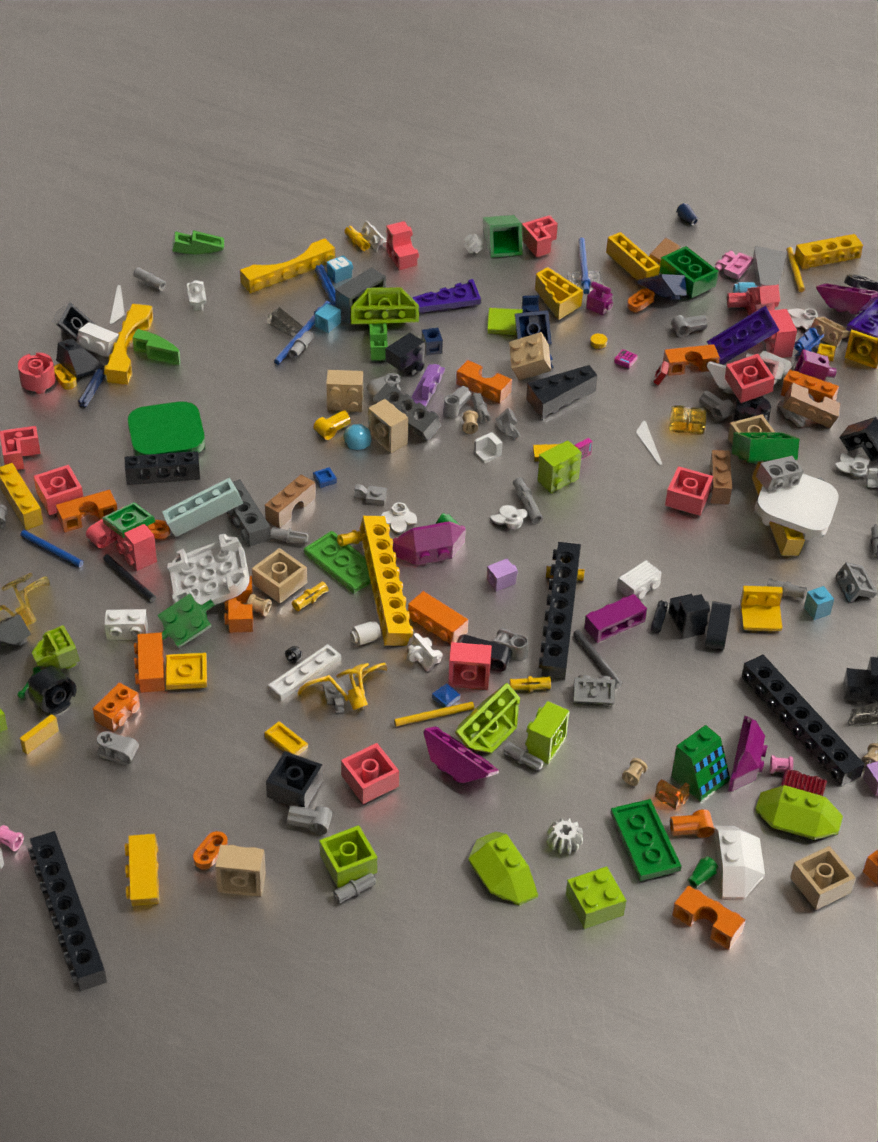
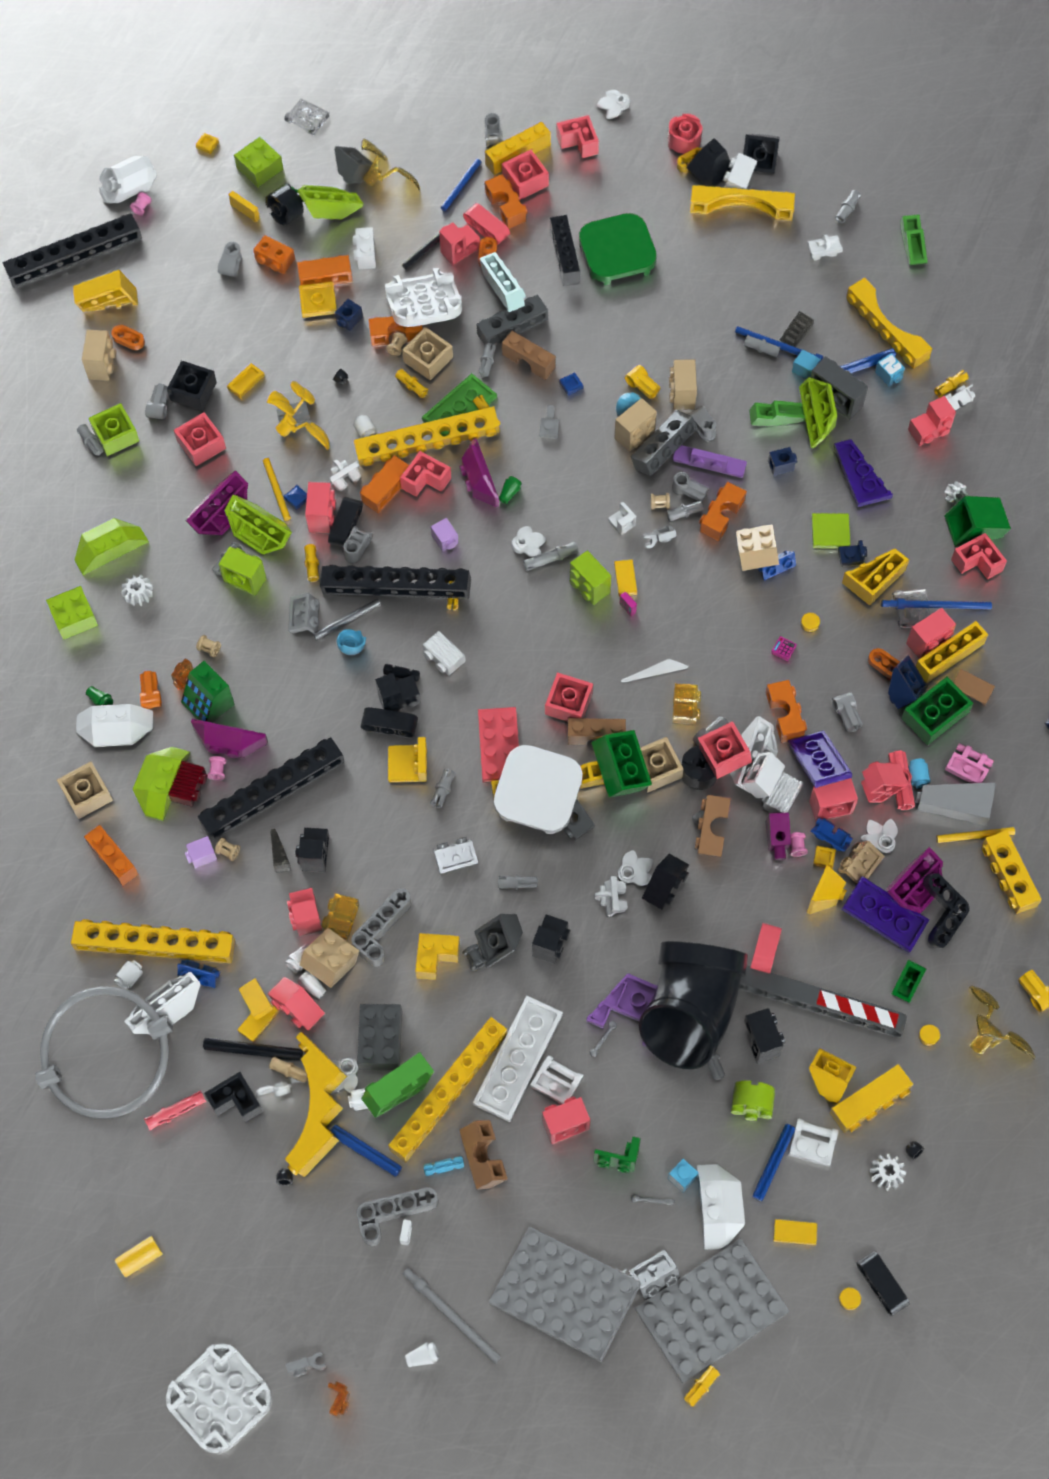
camera: 90 degrees right, 20 degrees up
(91, 388) = (674, 182): dark blue axle -> none
(118, 307) = (804, 189): white sticker -> none
(128, 519) = (482, 228): green plate -> none
(155, 347) = (739, 224): bright green slope -> none
(185, 620) = (368, 288): green plate -> none
(213, 642) = (348, 314): none -> dark blue brick
(304, 672) = (322, 388): white tile -> none
(399, 517) = (516, 448): white plate -> none
(407, 354) = (744, 432): black brick -> none
(432, 579) = (425, 471): none -> coral brick
(533, 323) = (815, 554): dark blue slope -> none
(560, 390) = (715, 581): black wedge -> none
(599, 299) = (875, 619): magenta brick -> none
(615, 618) = (393, 631): magenta brick -> none
(617, 266) = (930, 633): none -> coral brick
(629, 649) = (350, 642): none -> medium azure hair
(645, 839) = (134, 653): green plate -> none
(661, 372) = (758, 680): tile -> none
(695, 905) = (44, 713): orange arch -> none
(734, 549) = (497, 739): none -> coral plate
(779, 473) = (564, 762): light grey brick -> none
(817, 387) = (746, 829): orange arch -> none
(818, 603) = (420, 814): medium azure brick -> none

